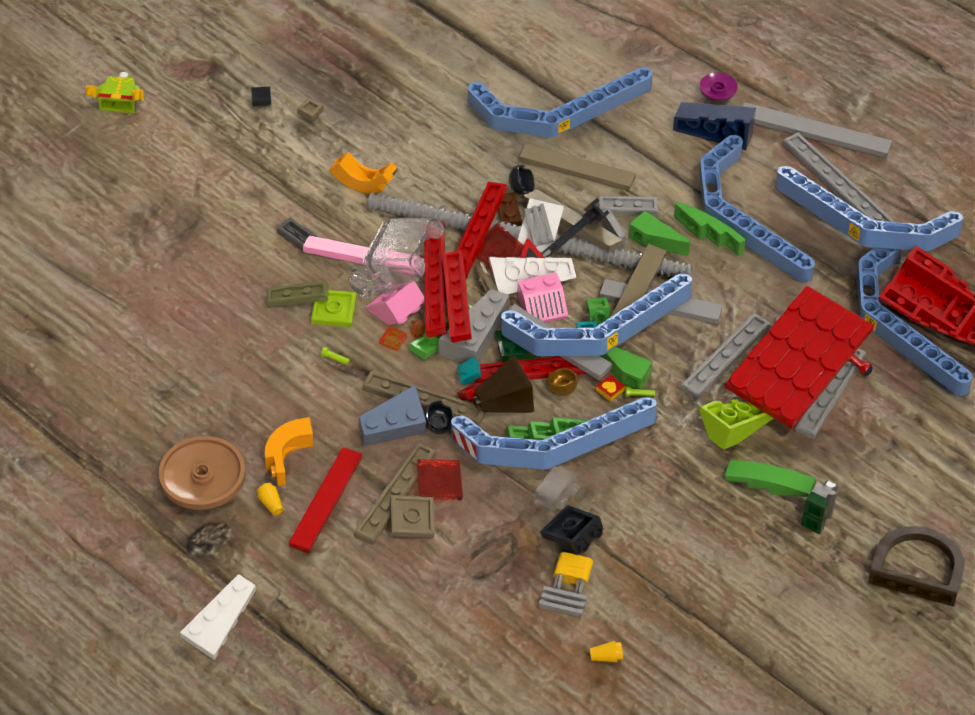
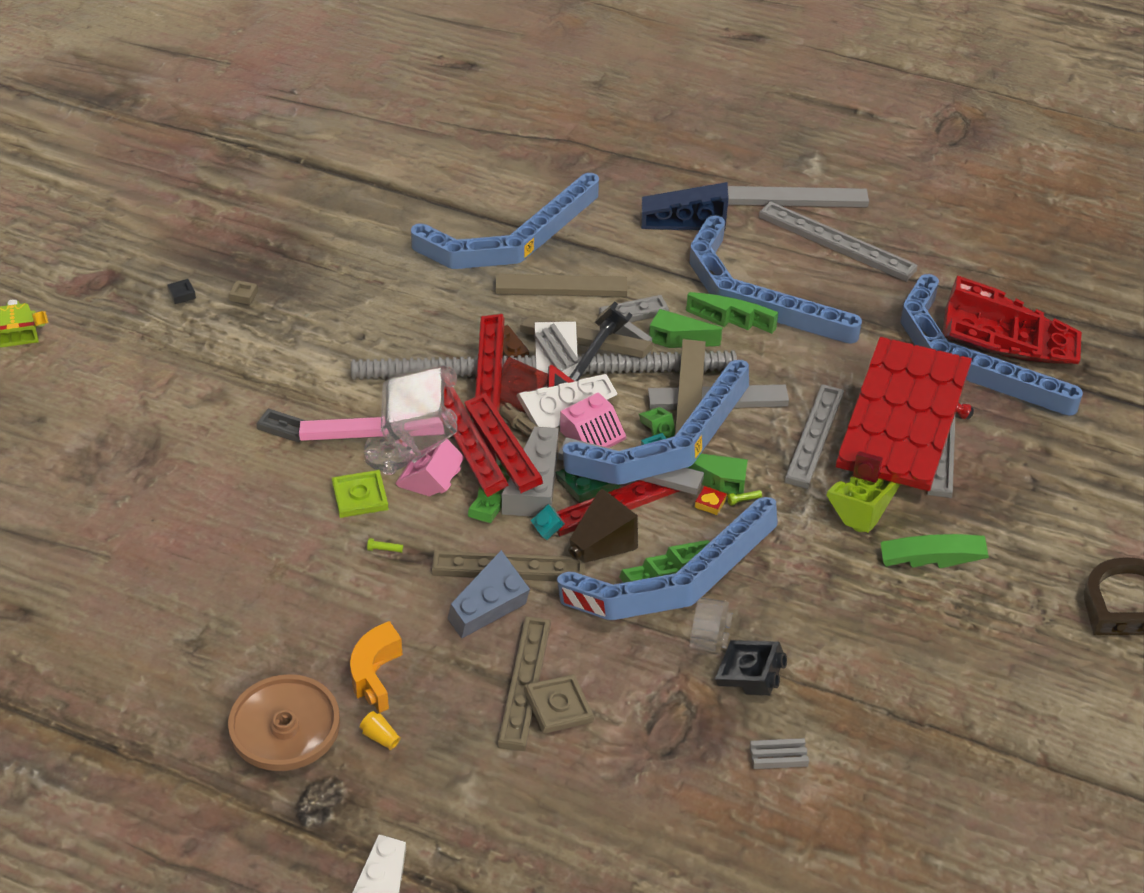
camera: 20 degrees left, 5 degrees down
(297, 294) = (312, 488): olive tile -> none
(325, 500) = (445, 715): red tile -> none
(359, 177) = (330, 348): light orange arch -> none
(393, 338) = (442, 509): tile -> none
(417, 328) = (467, 491): clear orange plate -> none
(438, 417) = (540, 581): black hair -> none
(439, 479) = (571, 651): clear red tile -> none
(468, 392) = (559, 544): red plate -> none
(521, 180) = (511, 309): black hair -> none
(562, 382) = (657, 506): pearl gold hair -> none
(573, 570) = (772, 713): yellow piece -> none
(607, 652) = (863, 797): yellow cone -> none
(718, 86) = (669, 176): magenta dish -> none
(746, 394) = (867, 467): none -> dark red plate
(819, 506) = (1006, 565): dark green hips -> none
(859, 226) = (883, 269): medium blue beam -> none

